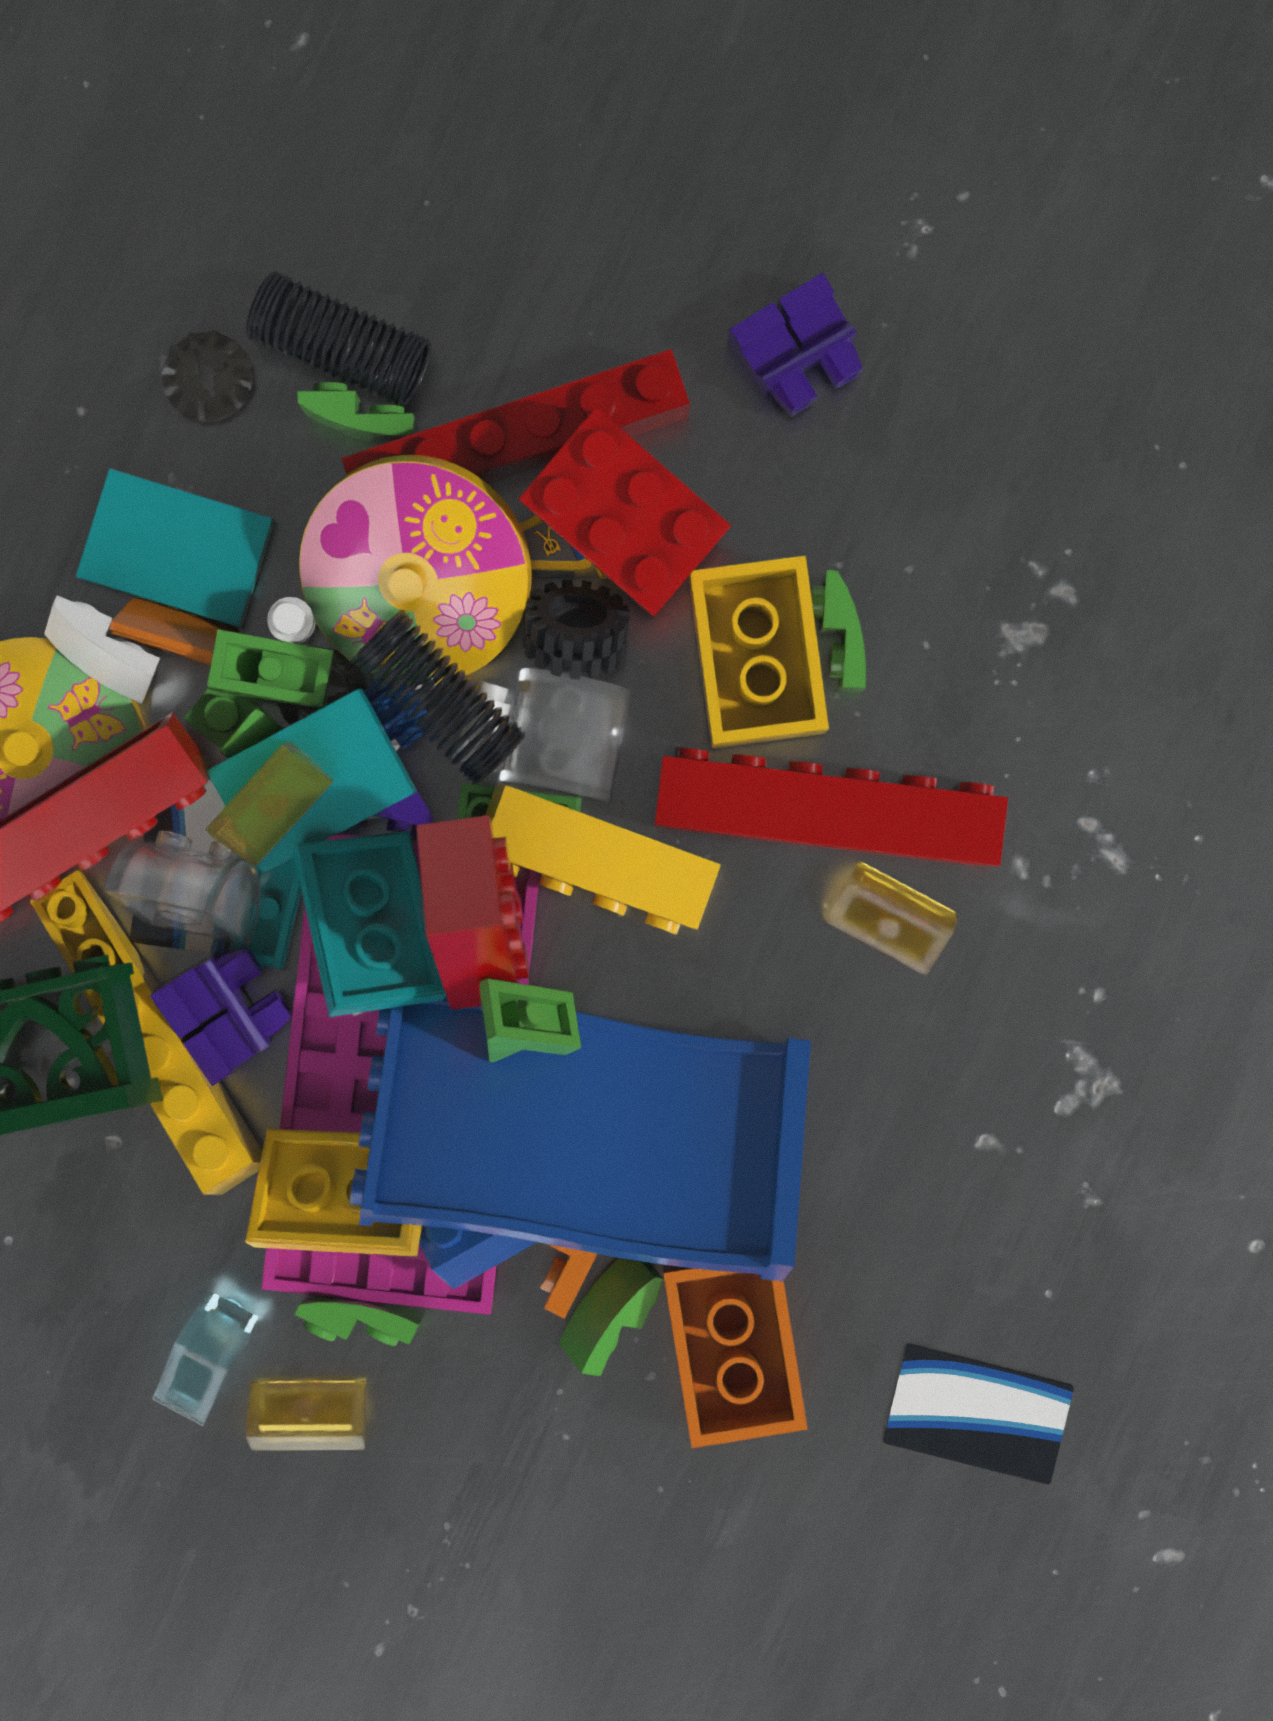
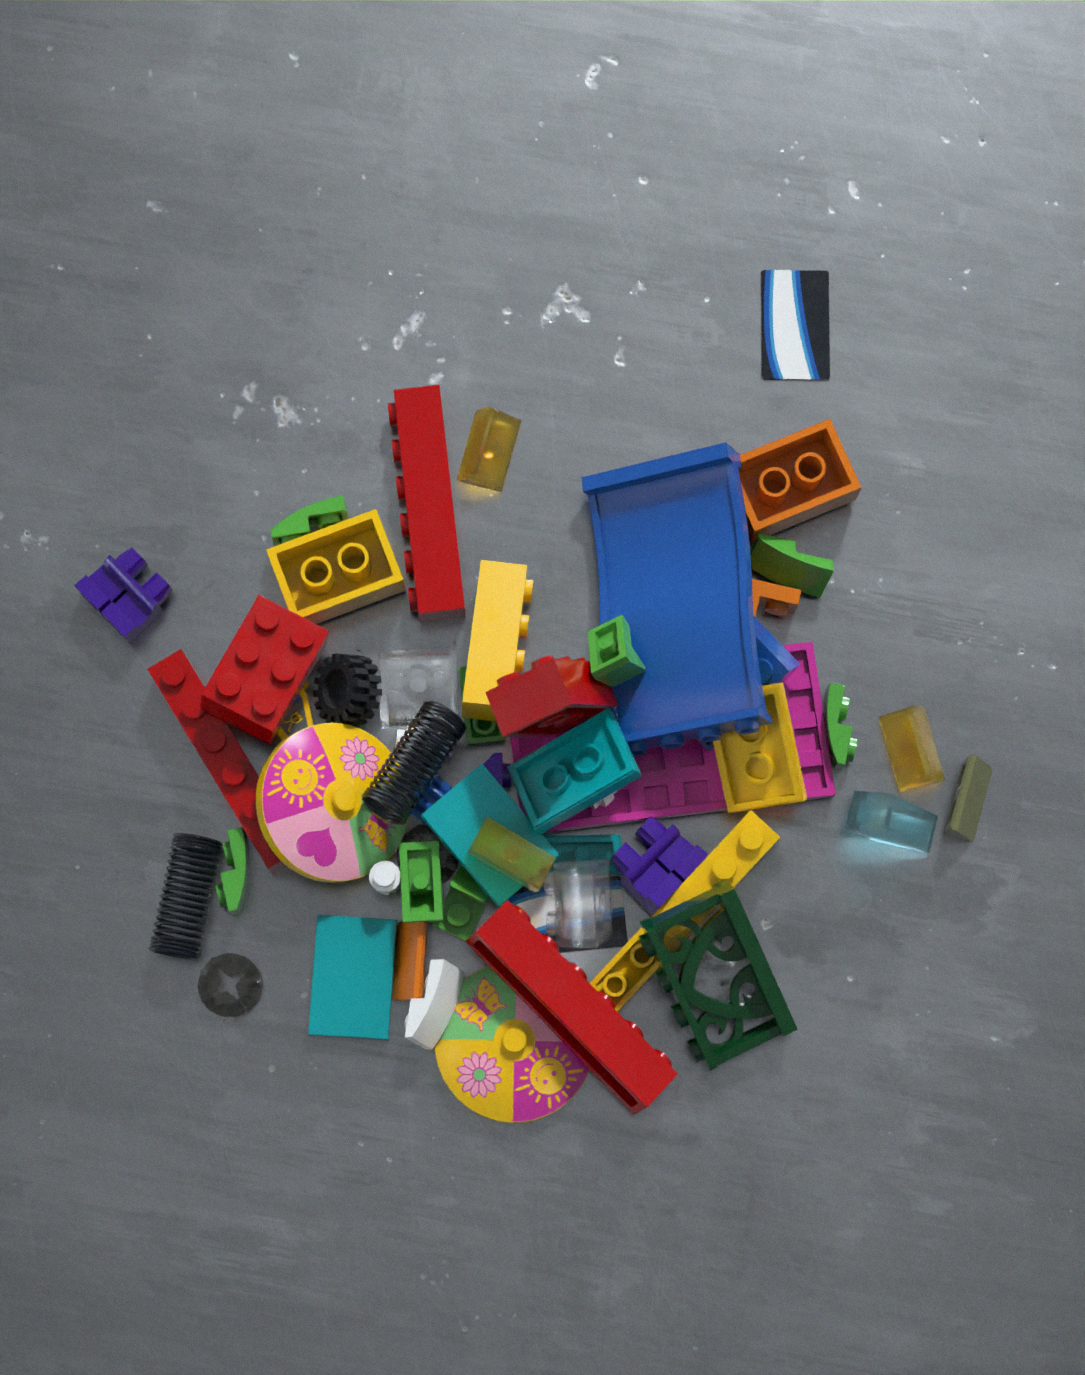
camera: 110 degrees left, 10 degrees down
(213, 1474) = (968, 799): none -> olive slope

